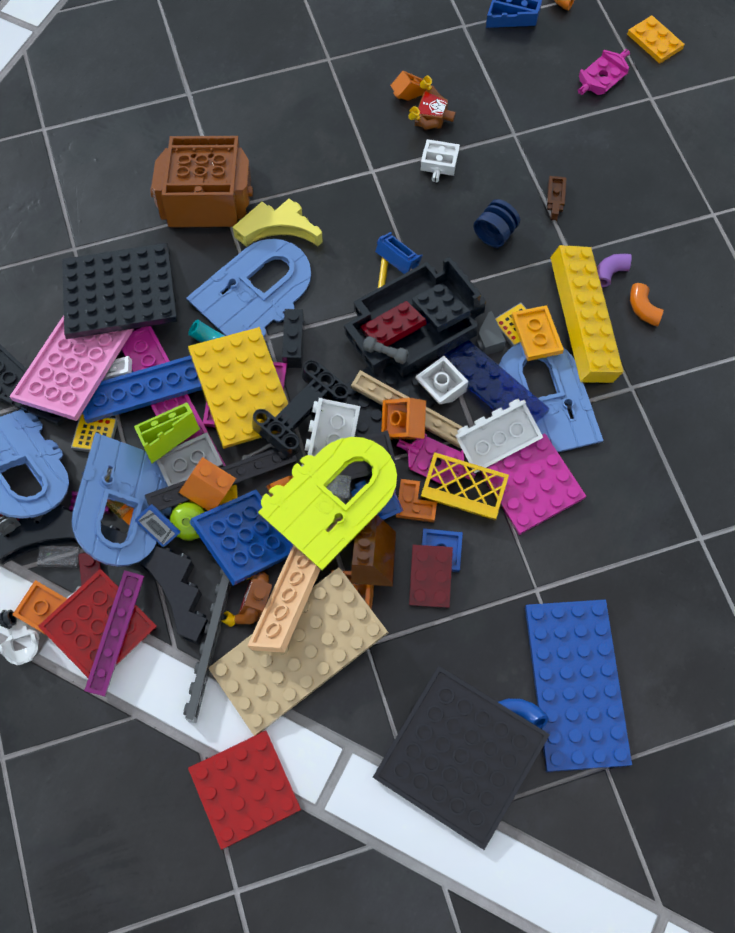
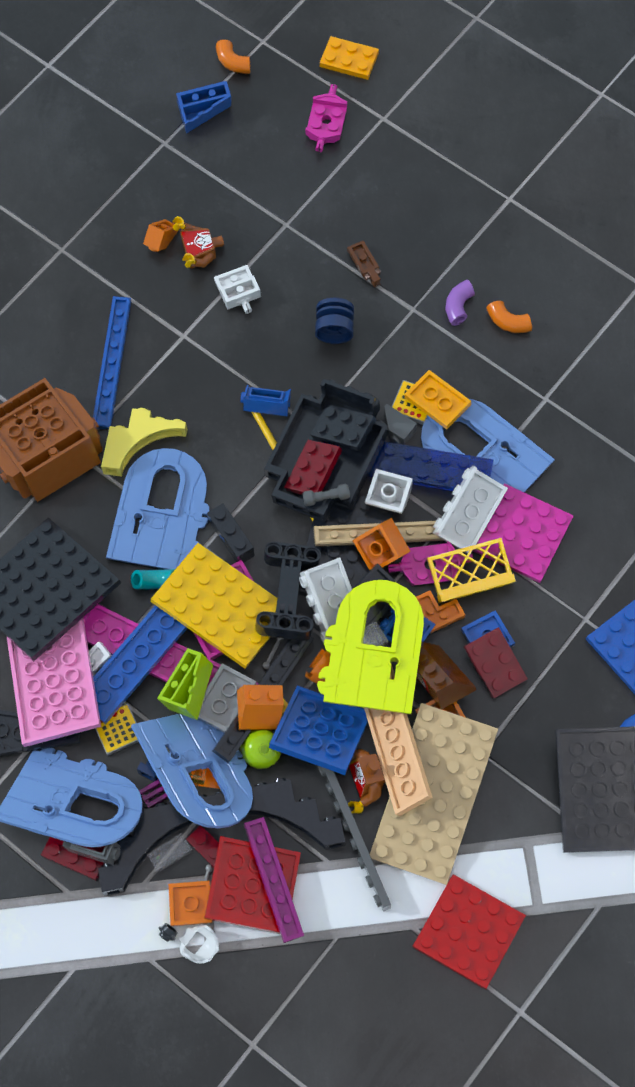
camera: 30 degrees left, 0 degrees up
(157, 525) = (242, 768): slope -> none
(302, 159) = (111, 361): none -> blue tile
(586, 314) = (466, 357): yellow brick -> none

